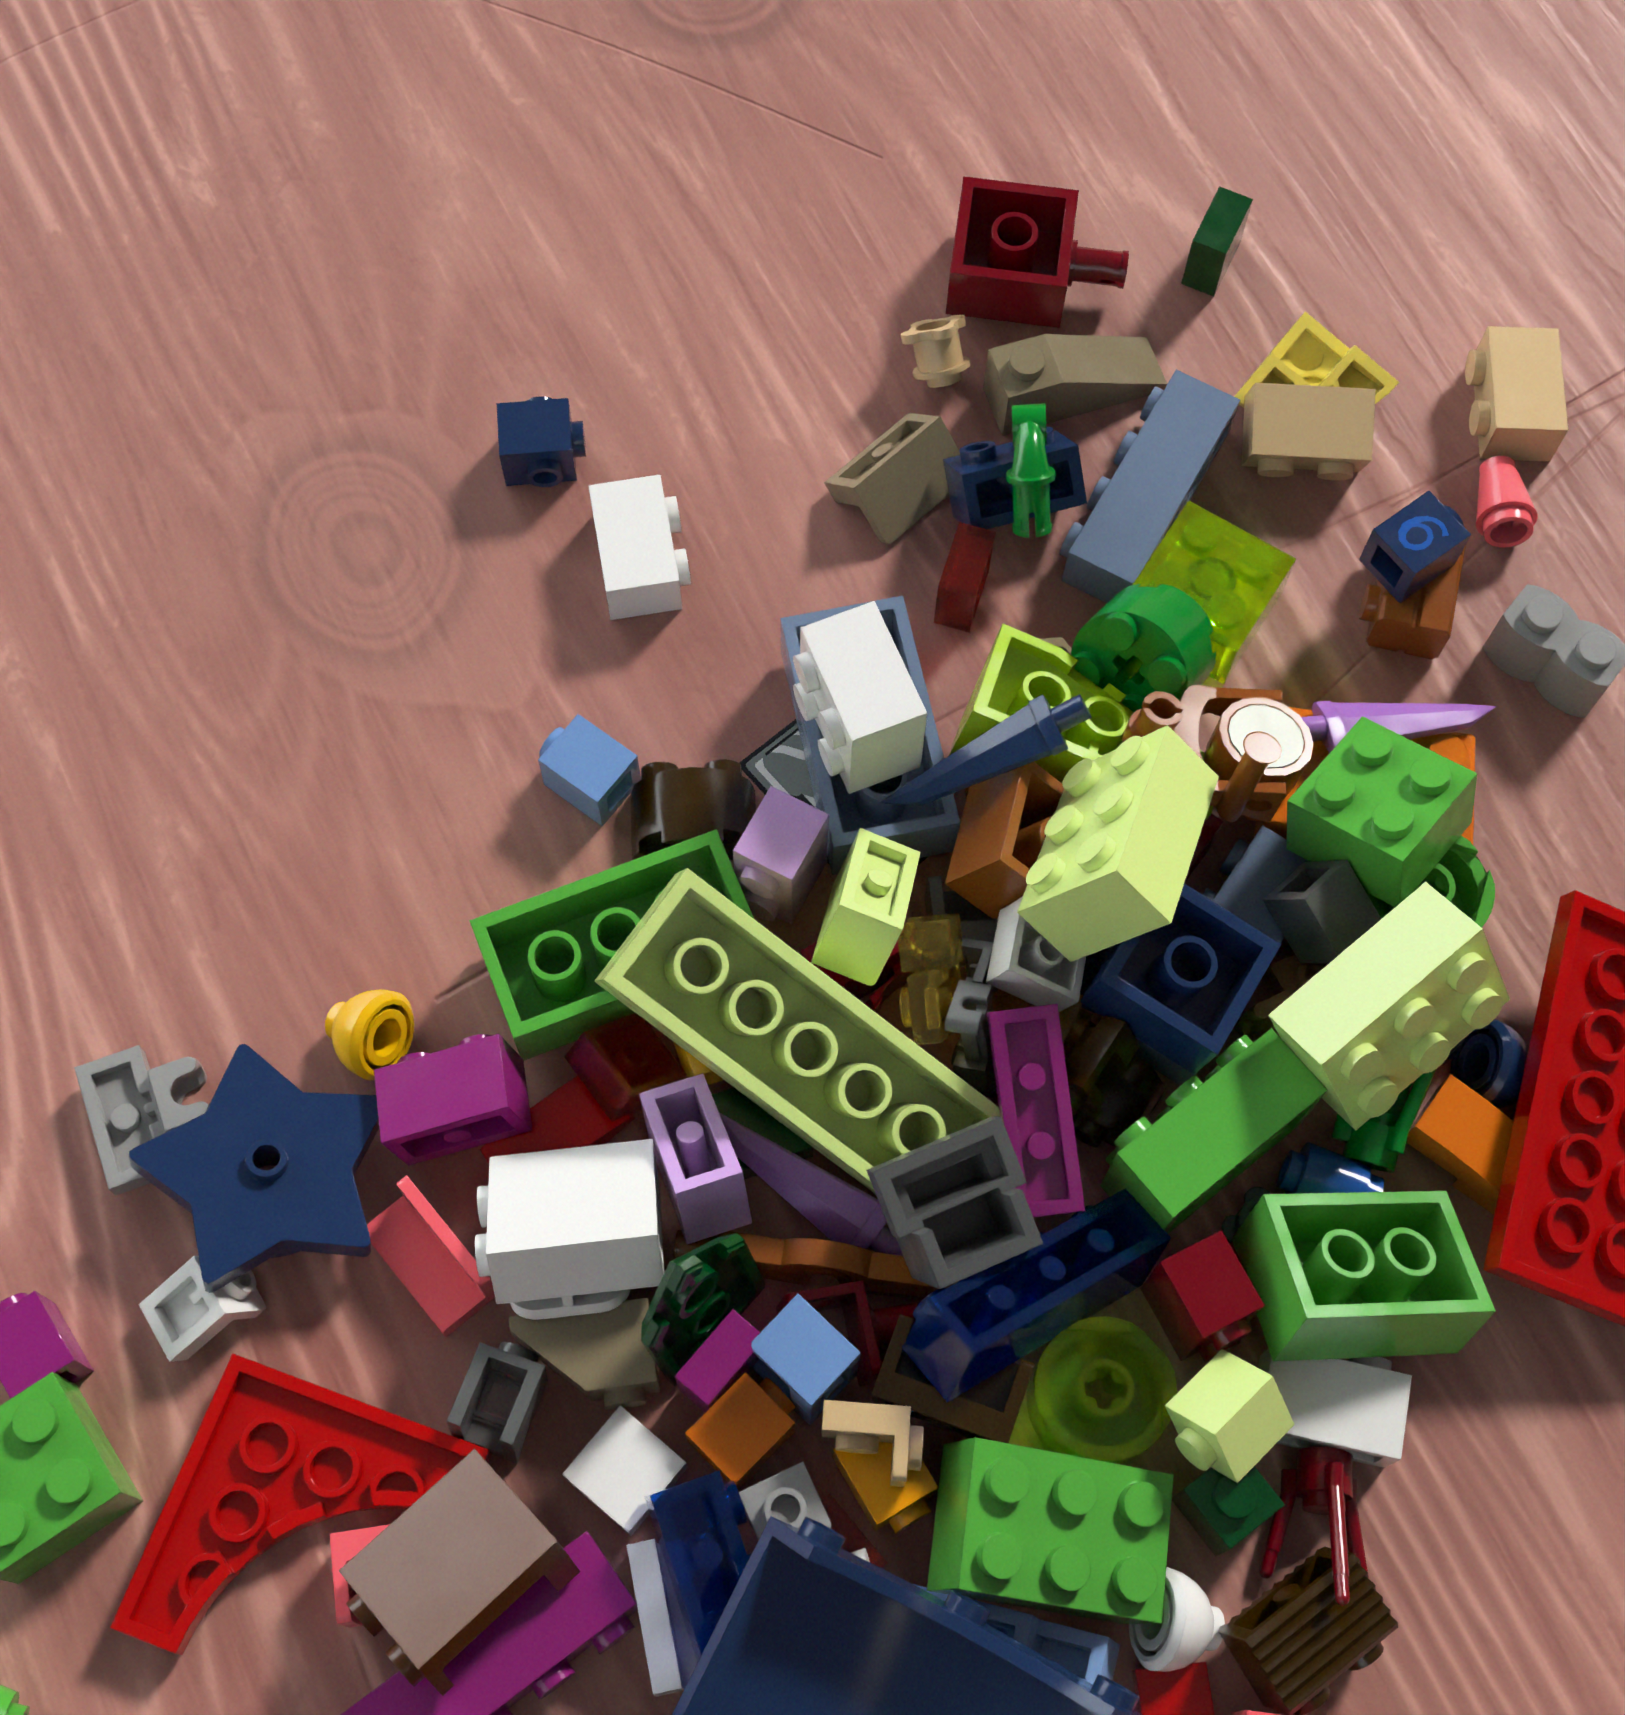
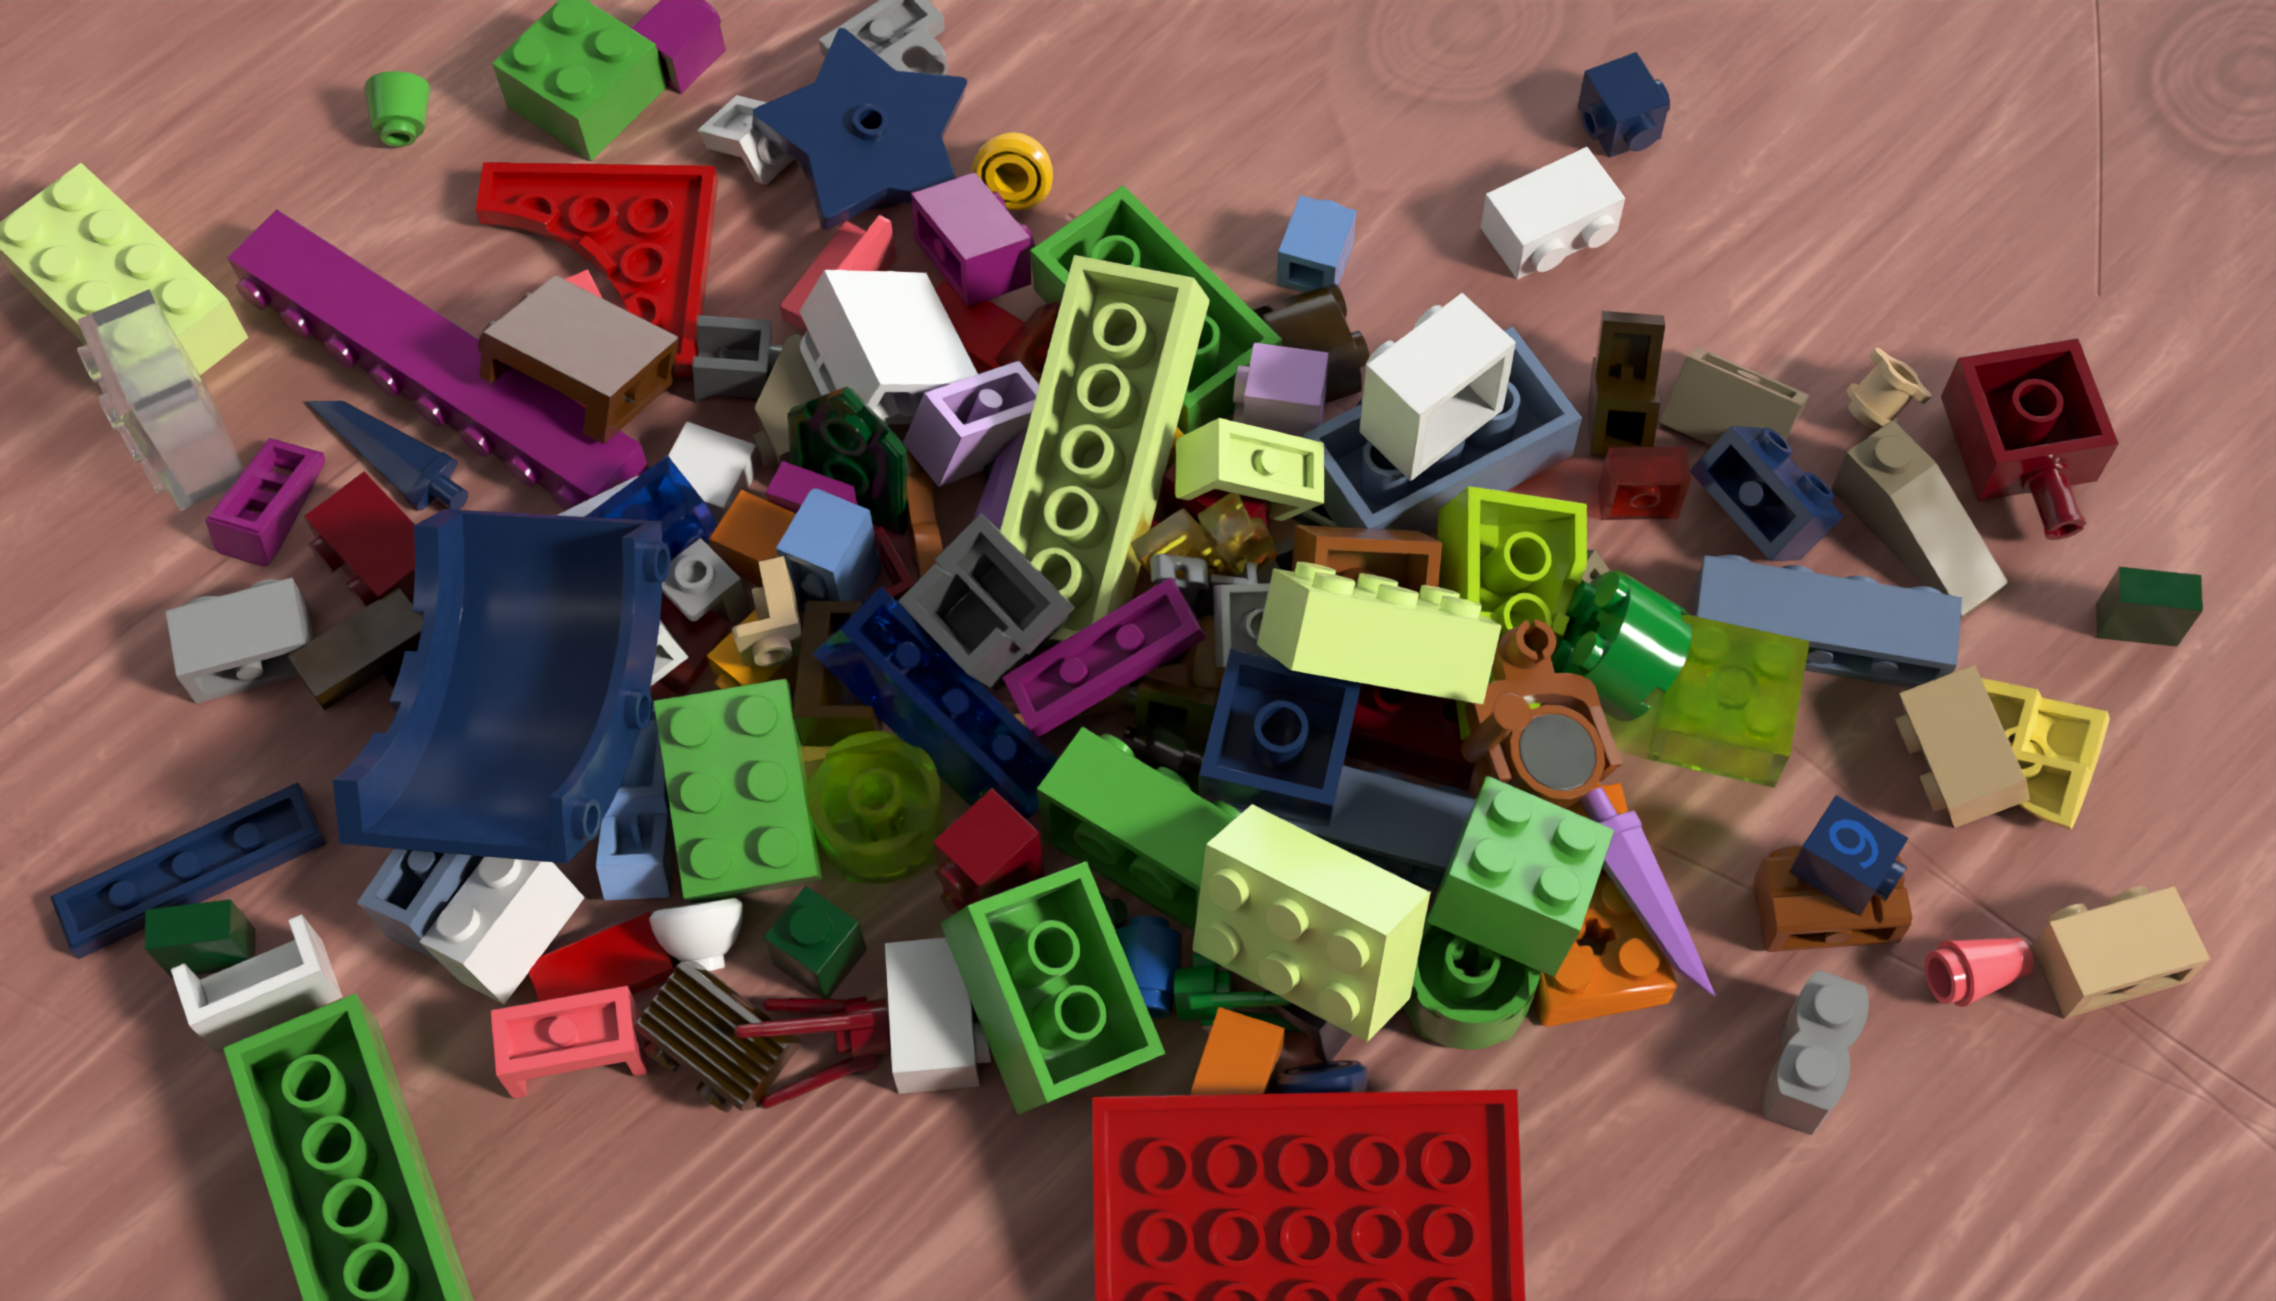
camera: 75 degrees right, 5 degrees down
(859, 558) = (1624, 381): none -> dark brown brick
(1013, 743) = (1448, 528): dark blue bar -> none
(1030, 470) = (1758, 479): green piece -> none
(1228, 1416) = (875, 895): yellowish green brick -> none
(1321, 910) = (1412, 851): dark grey brick -> none

